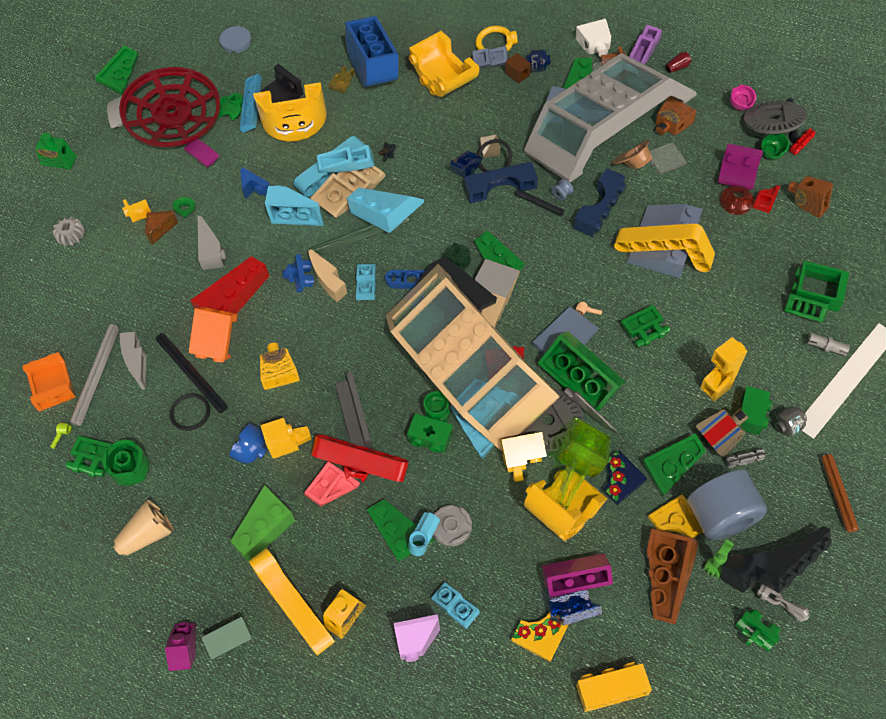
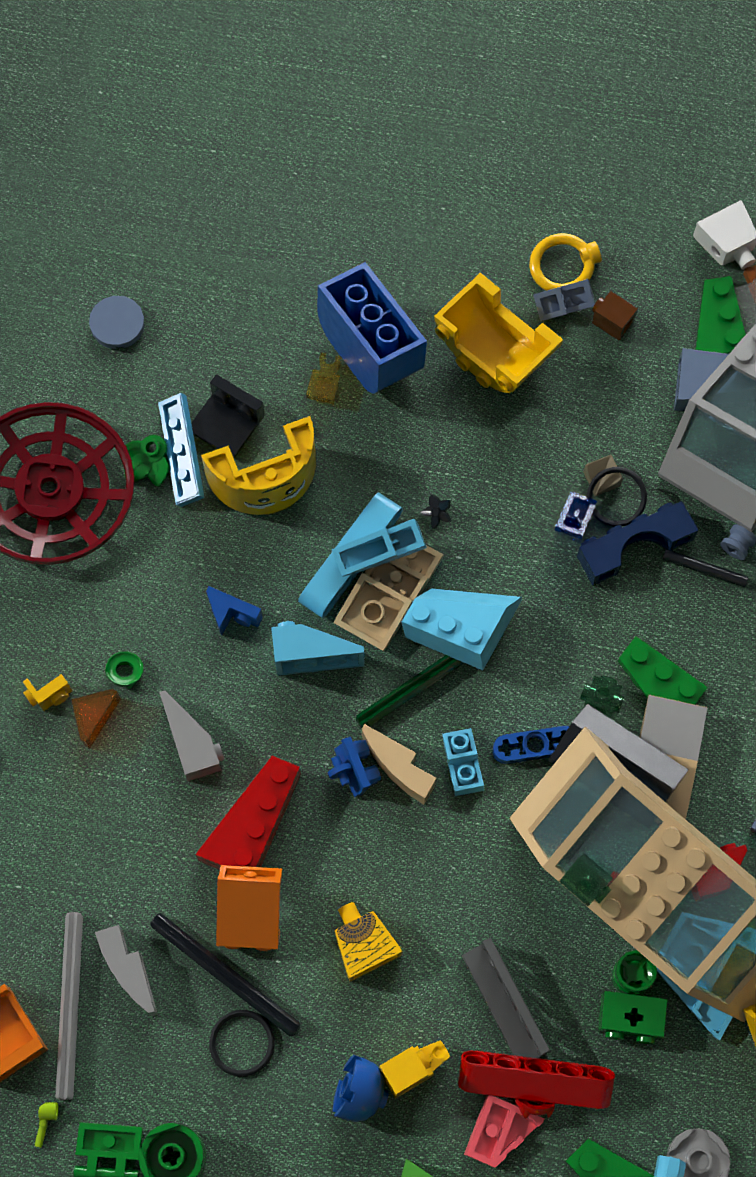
camera: 15 degrees left, 10 degrees up
(202, 152) = (126, 562): magenta slope -> none
(412, 337) = (587, 881): none -> clear green brick
(538, 60) = (645, 294): clear blue head -> none

